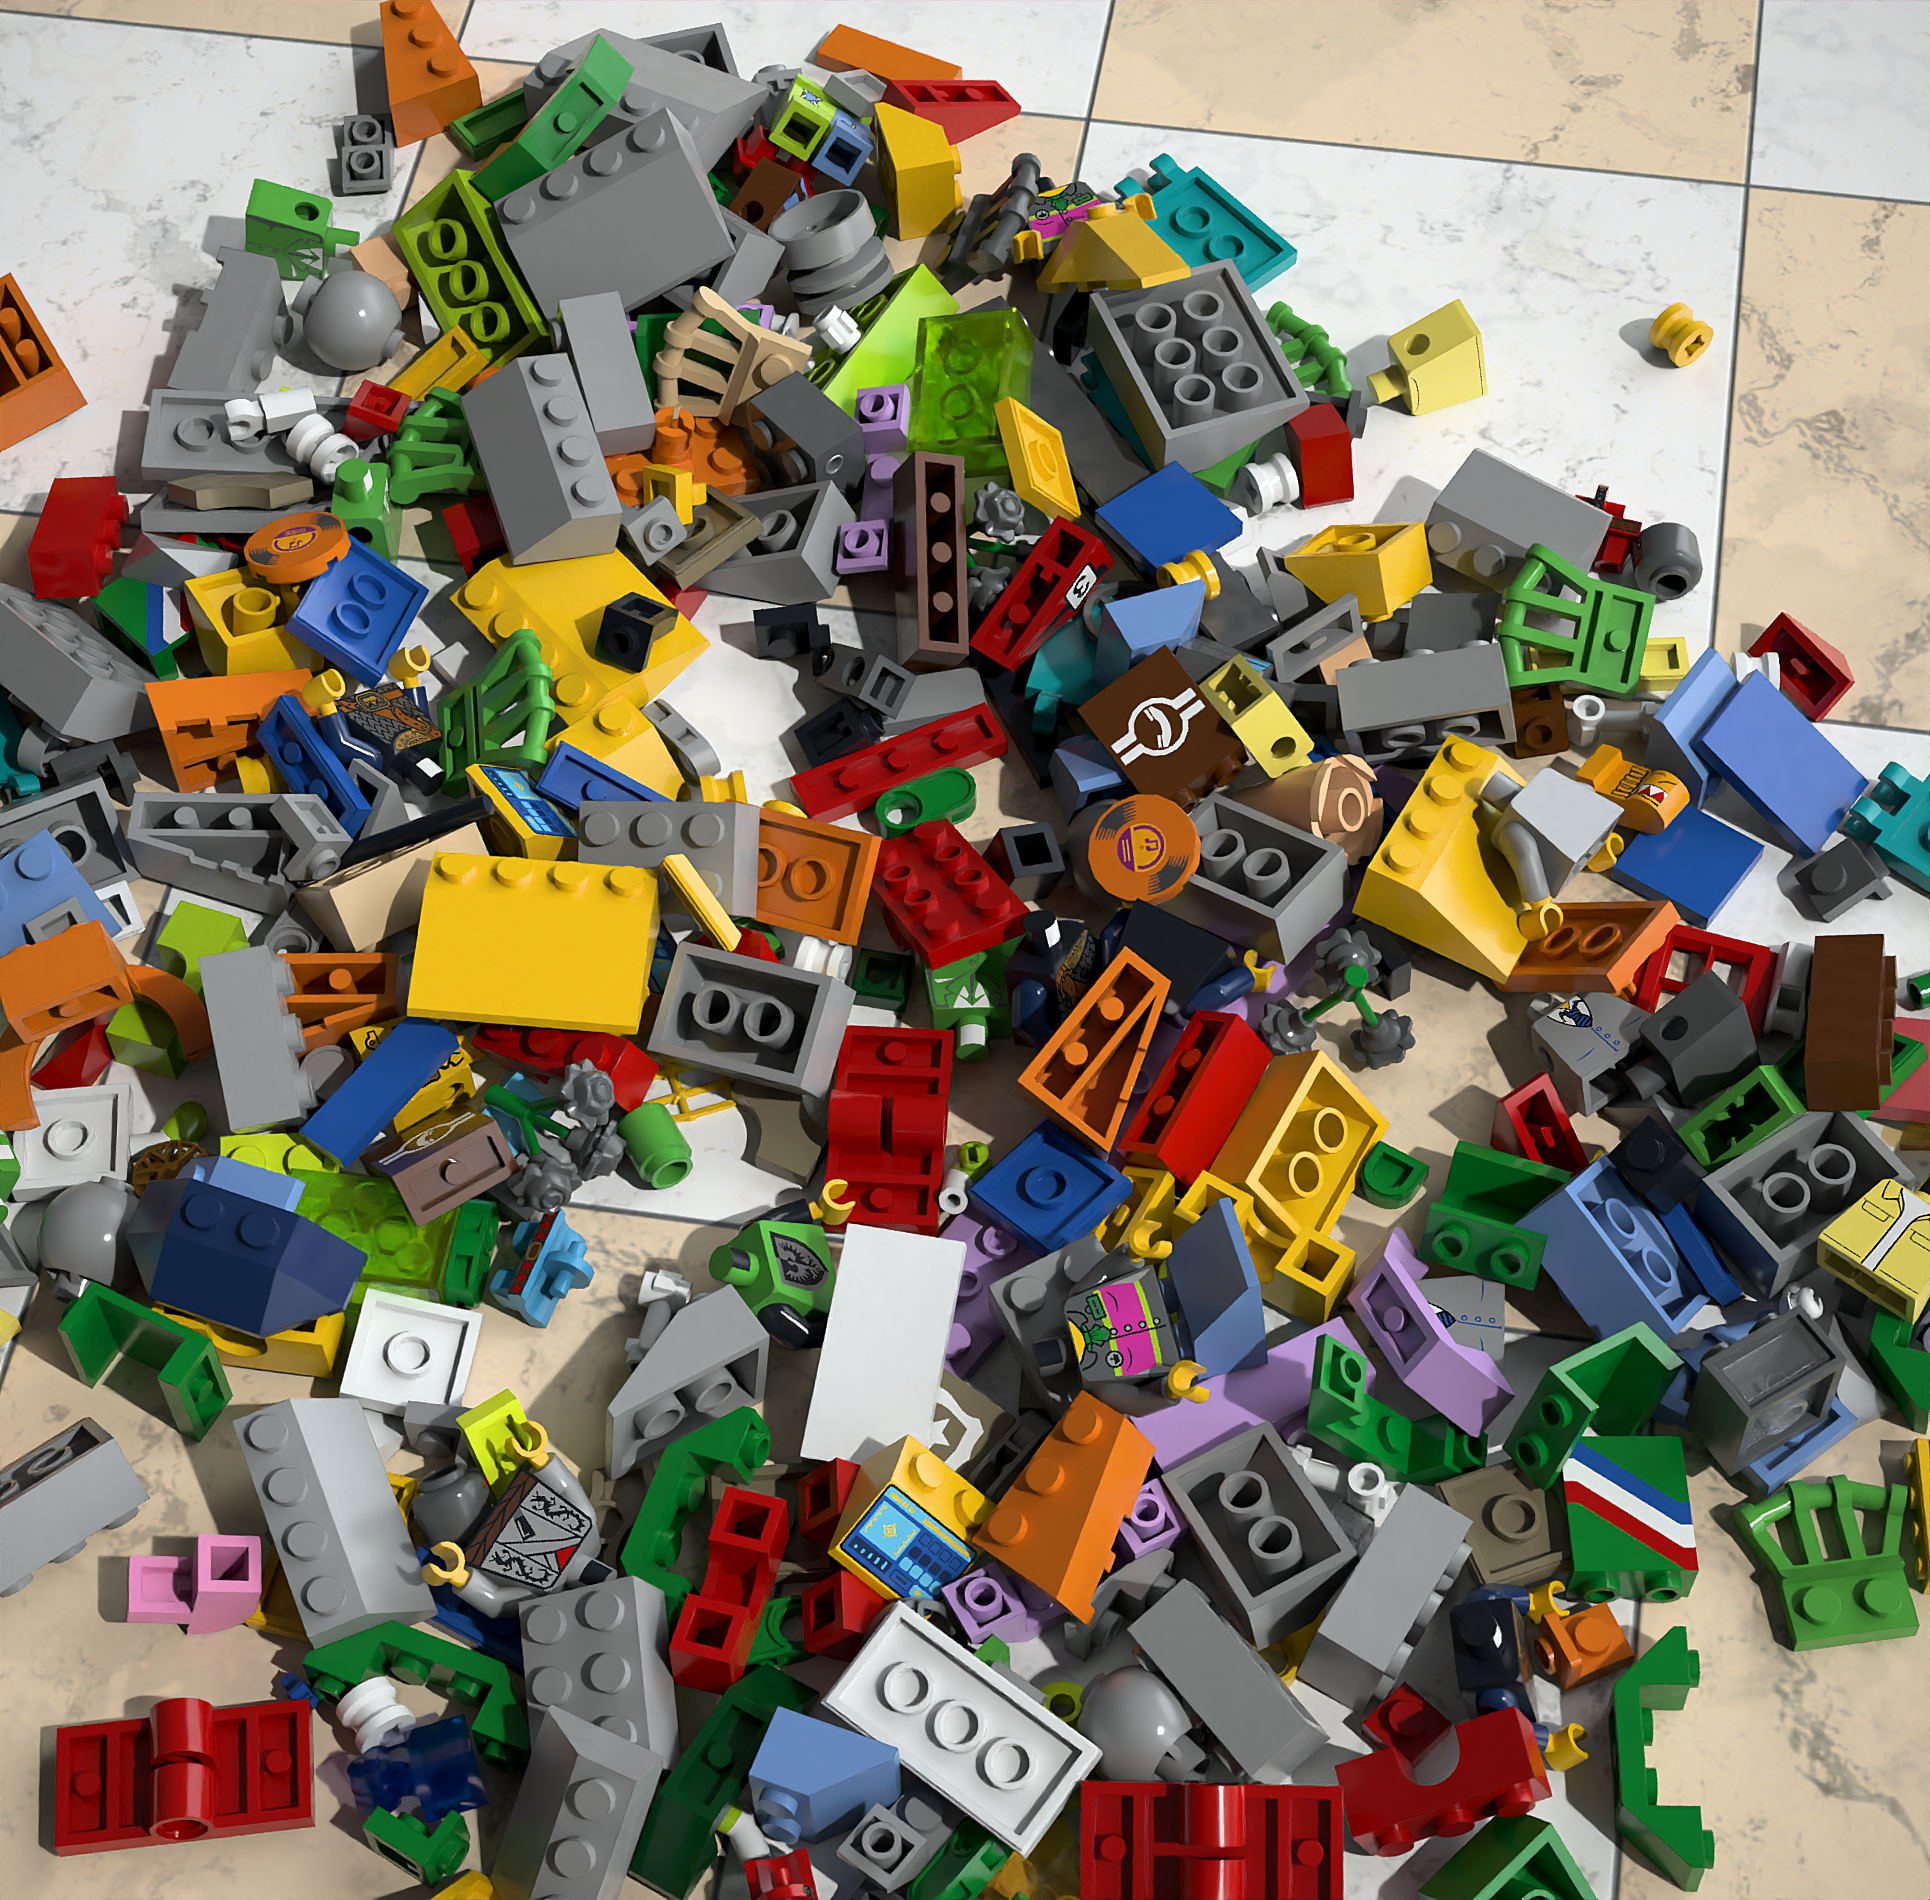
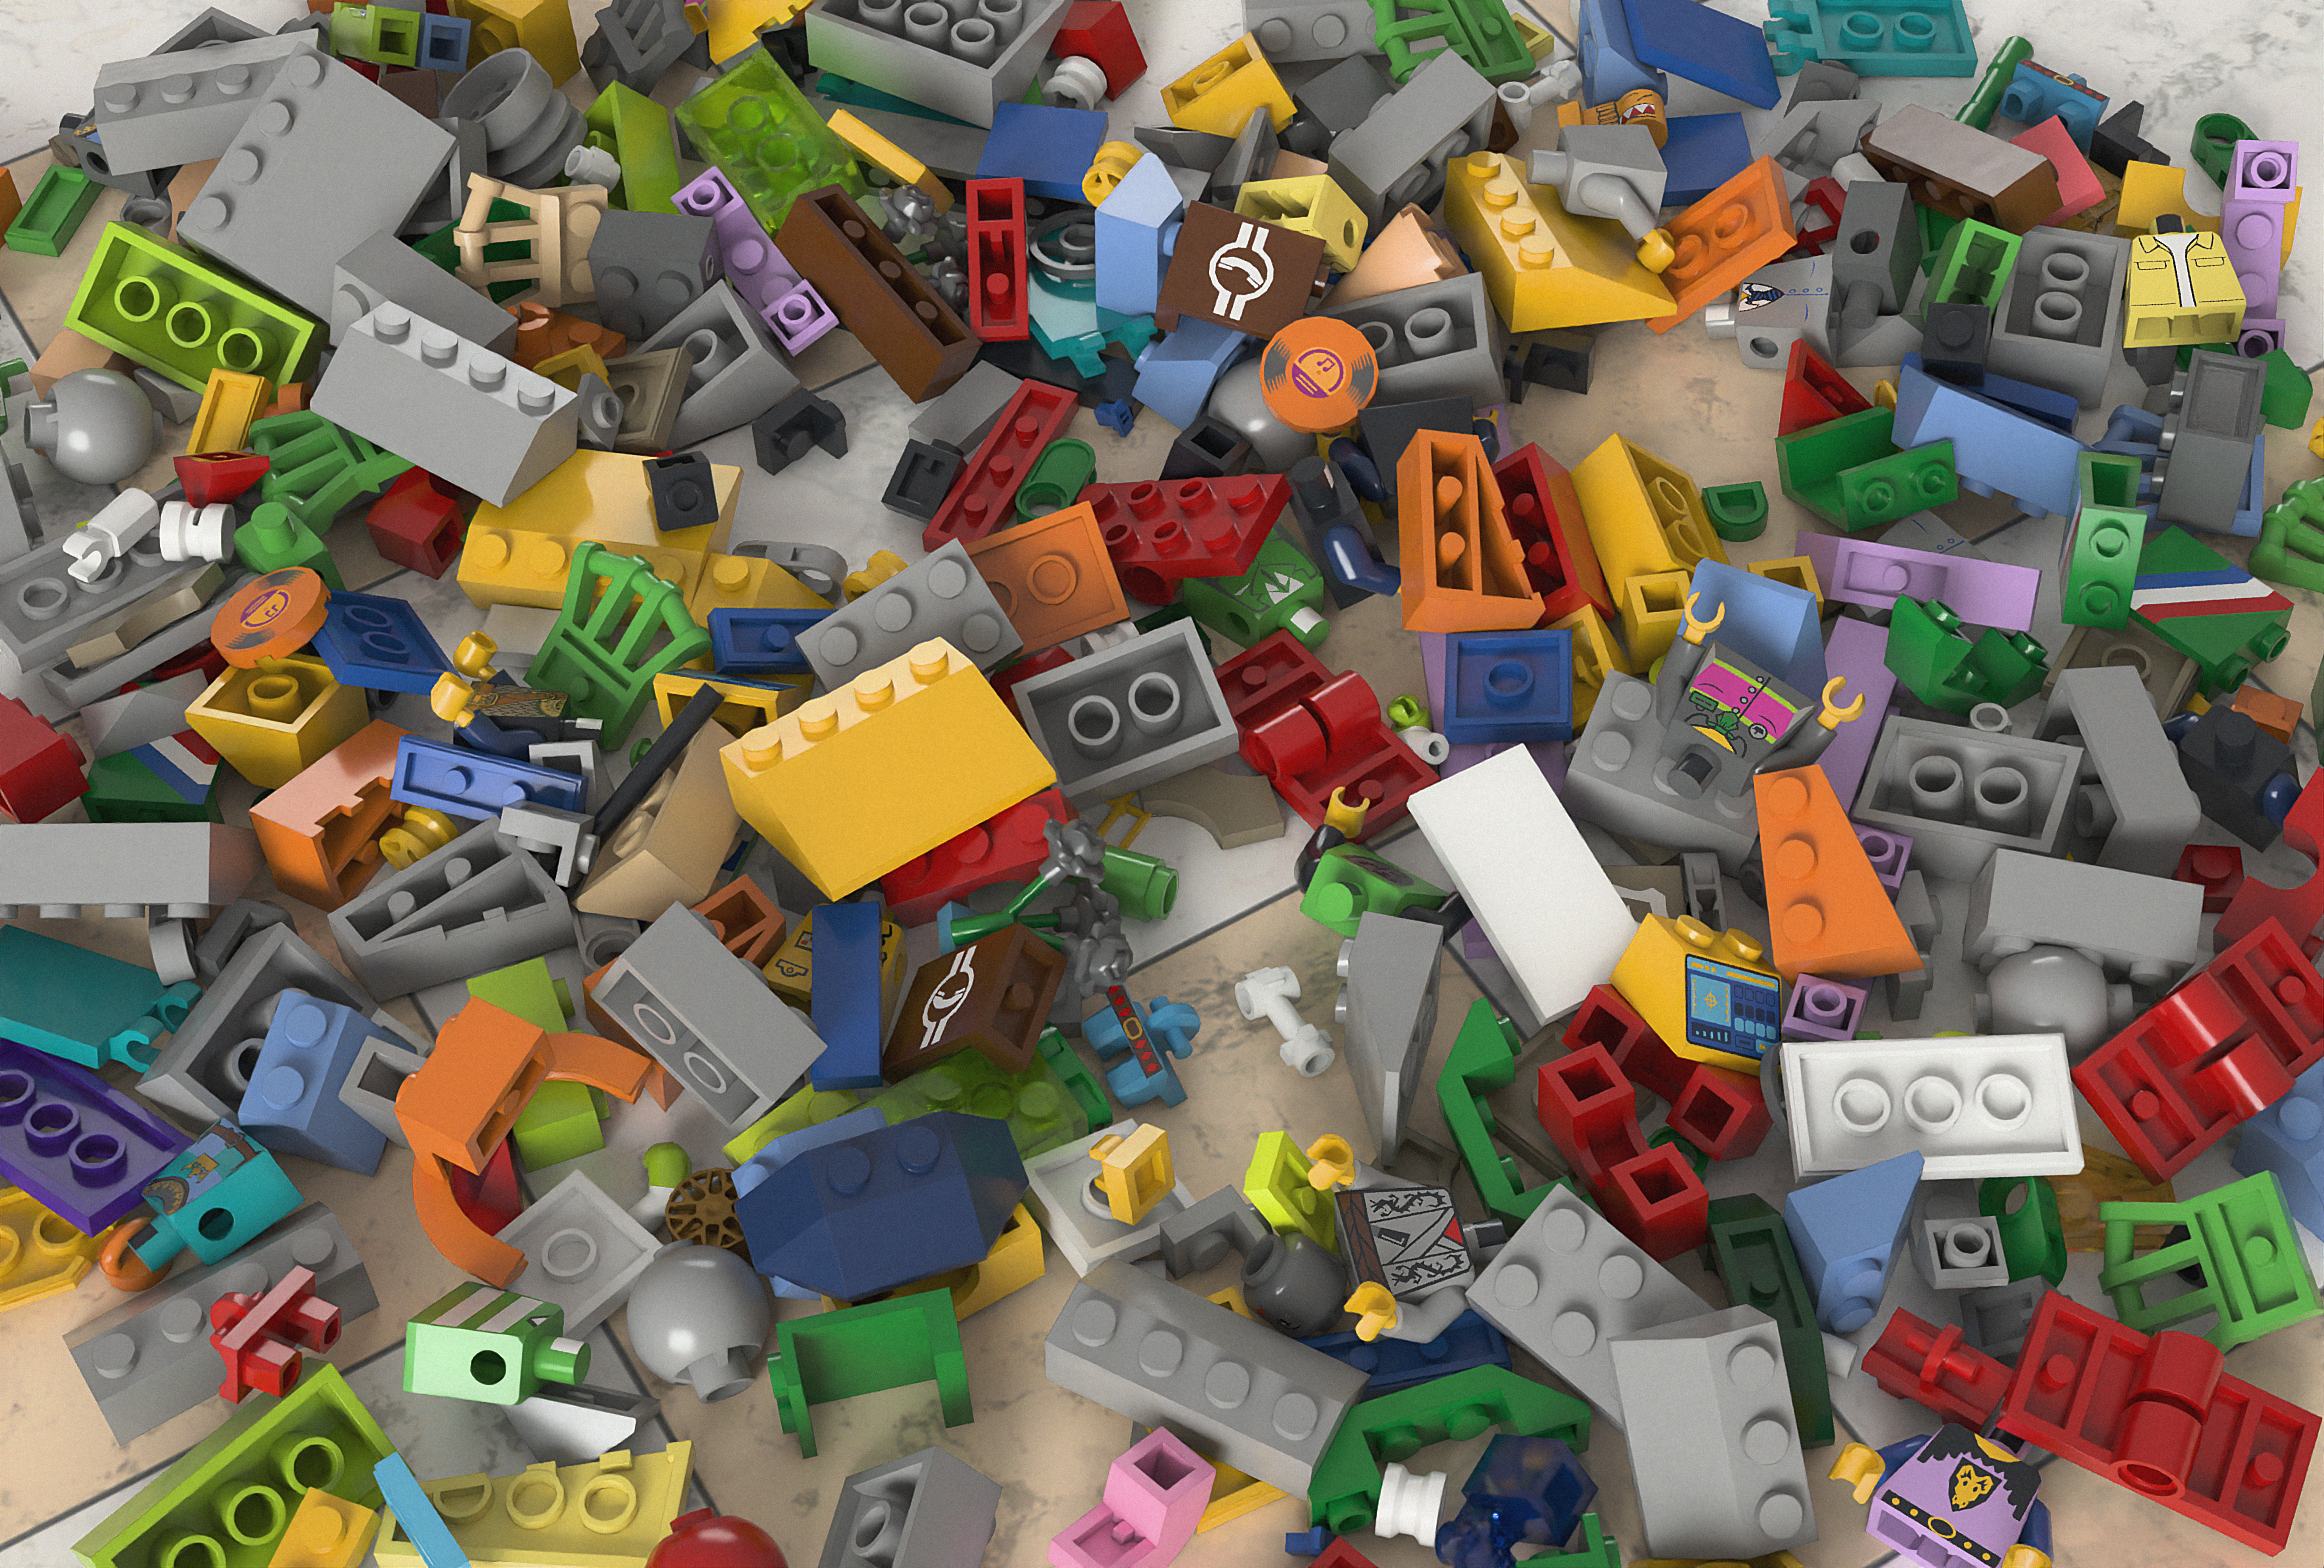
camera: 40 degrees left, 5 degrees down
(423, 1353) = (1134, 1171): none -> yellow tile
(561, 124) = (188, 136): green slope -> none
(700, 902) = (1000, 641): yellow tile -> none
(865, 679) = (913, 410): dark grey leg -> none
(1026, 777) = (1115, 416): none -> blue piece
(1347, 967) = (1549, 375): dark grey plant -> none
(1756, 901) = (1818, 132): none -> light grey slope
(1800, 1293) = (2140, 391): white arm -> none

